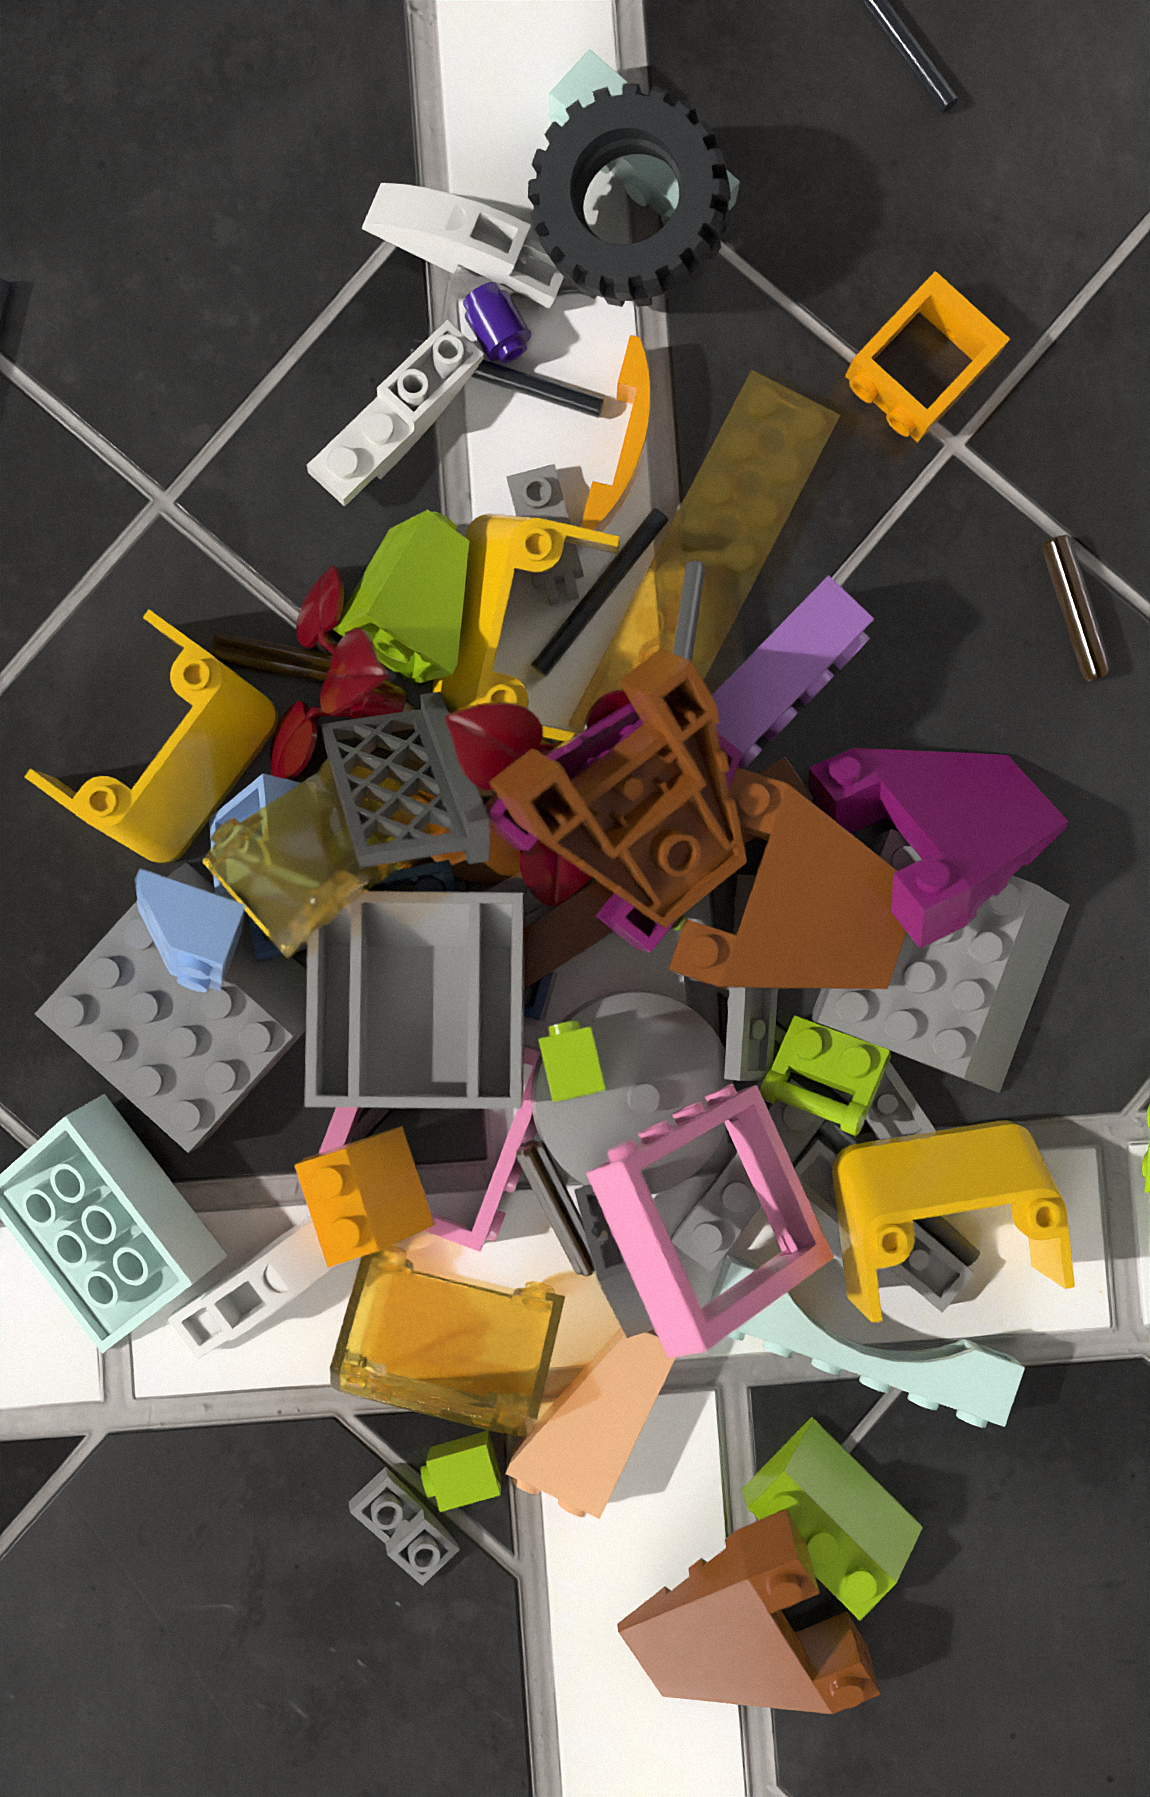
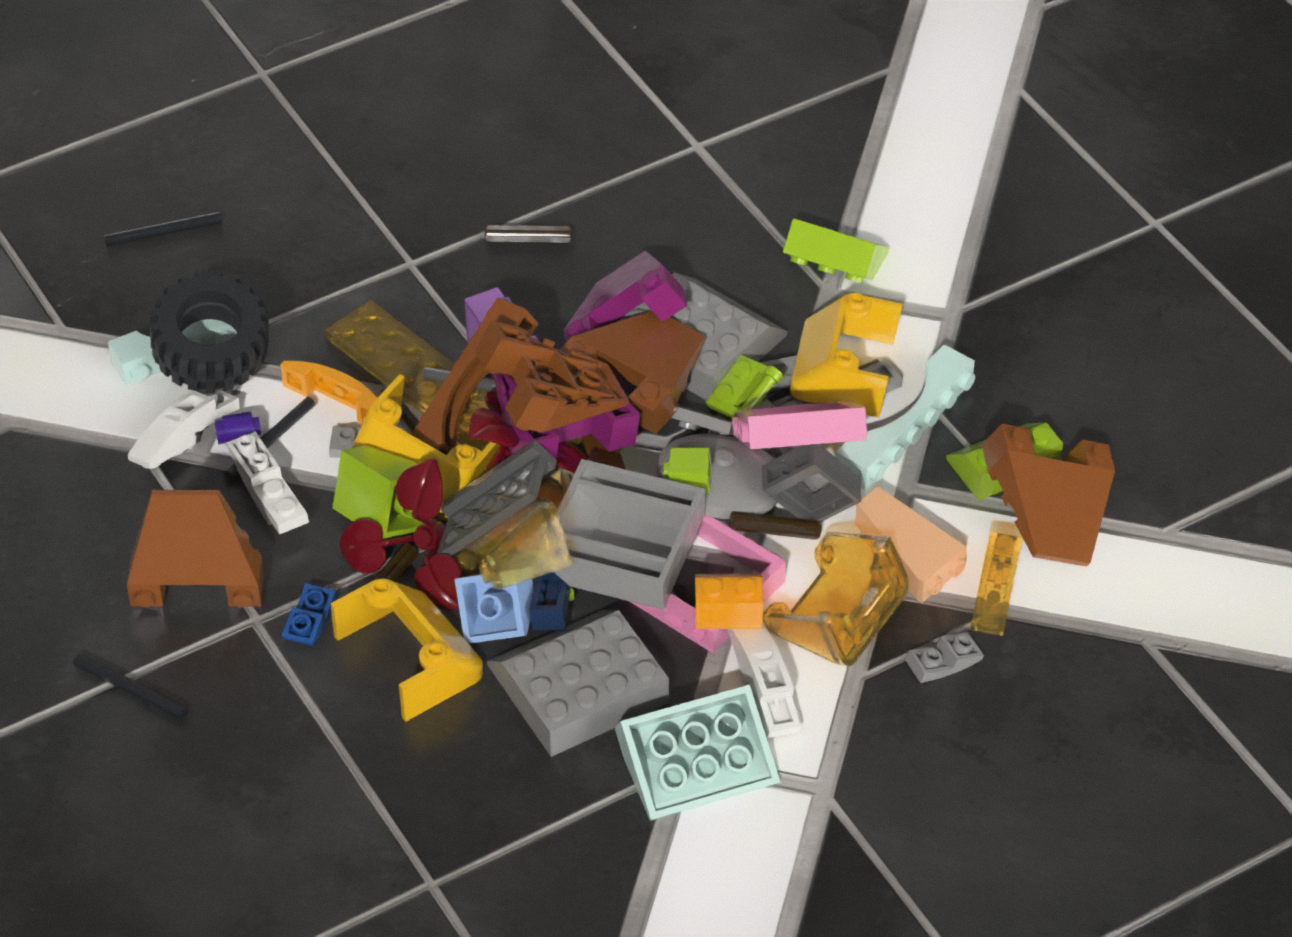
camera: 70 degrees left, 40 degrees down
(163, 333) = (193, 541): none -> dark orange wedge
(184, 578) = (310, 616): none -> blue slope
(190, 929) = (533, 614): light blue slope -> none
(462, 1471) = (918, 613): lime brick -> none
(561, 1573) = (997, 583): none -> clear yellow slope
(748, 669) = (441, 419): none -> dark orange arch
(958, 322) = (352, 236): light orange window -> none

